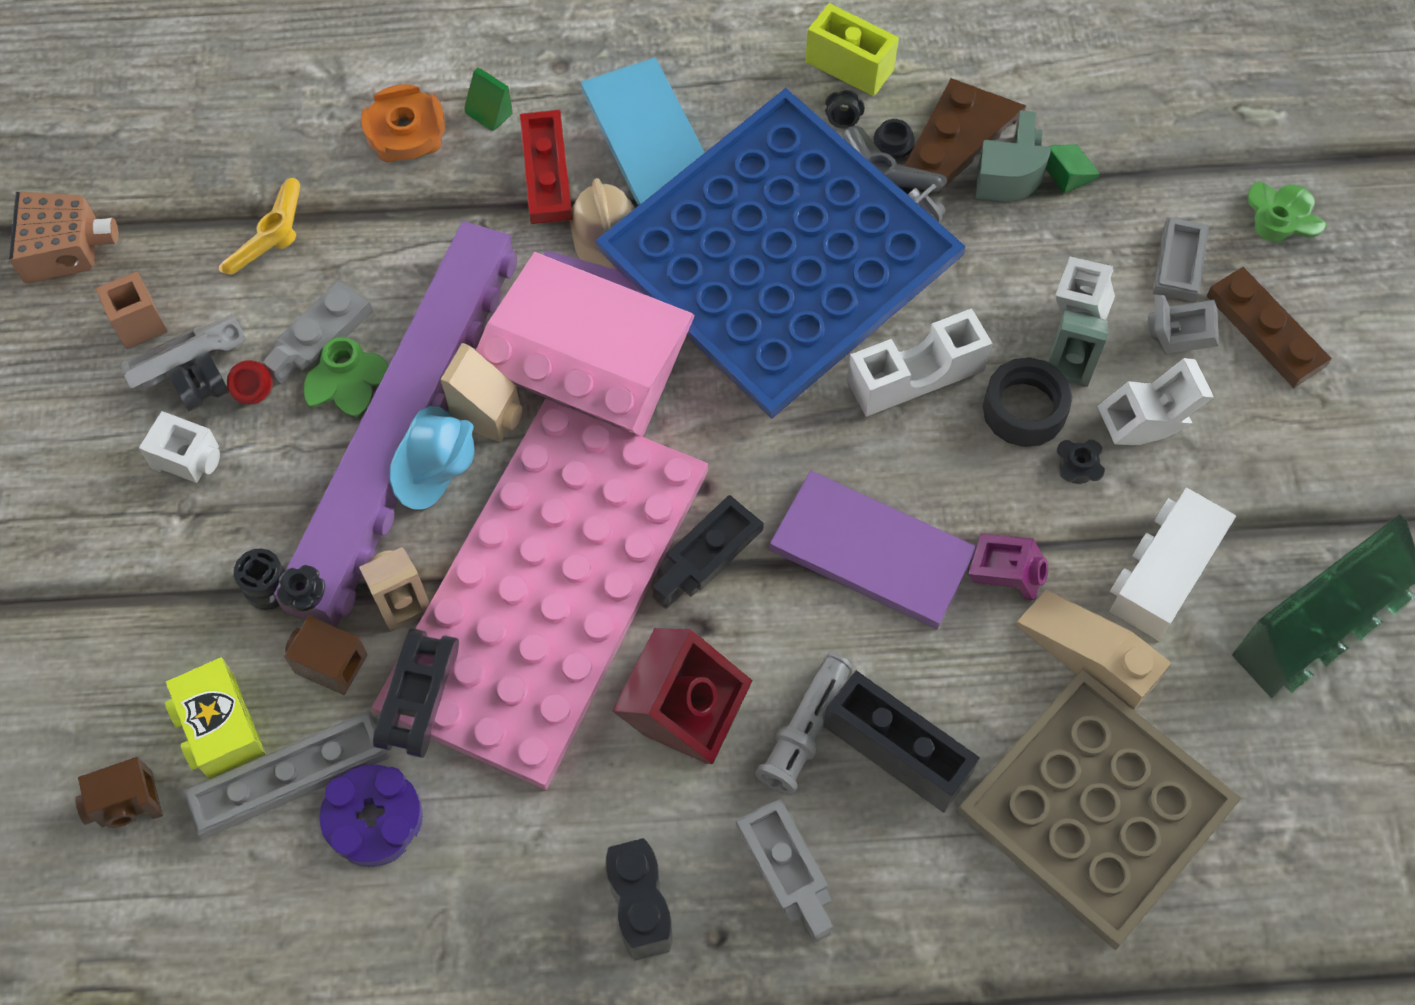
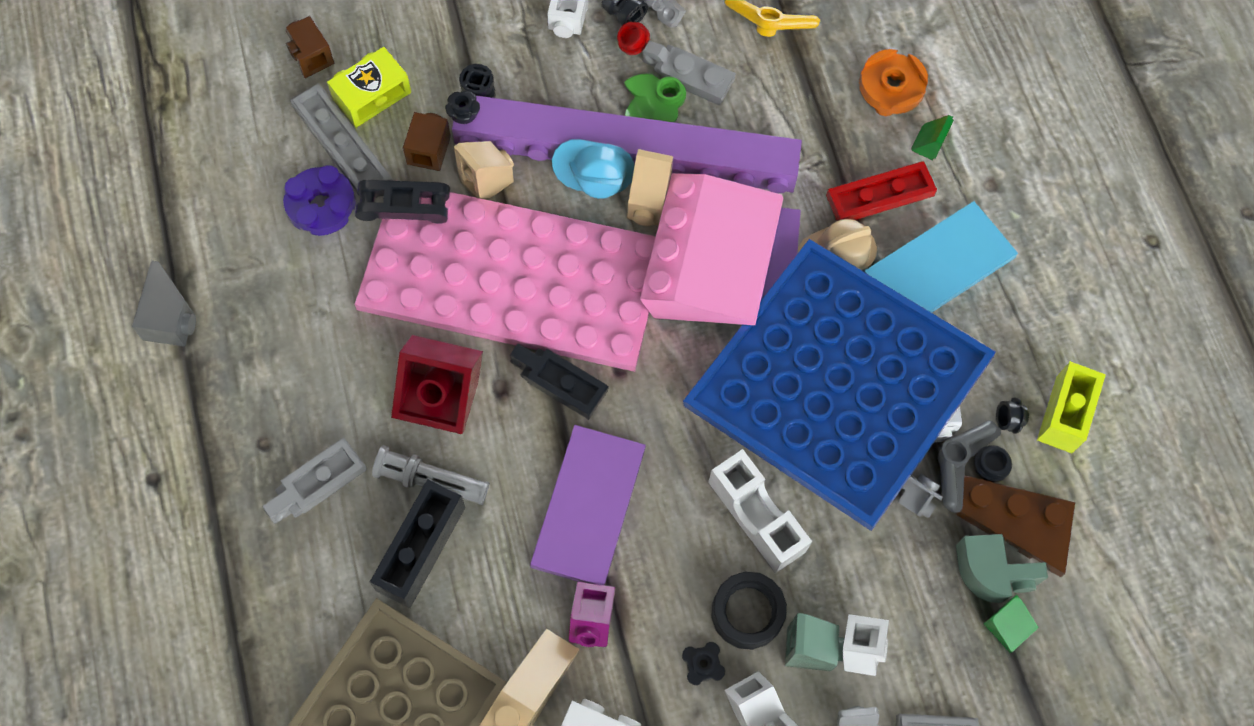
camera: 75 degrees right, 5 degrees up
(641, 907) = (270, 384): black brick -> none

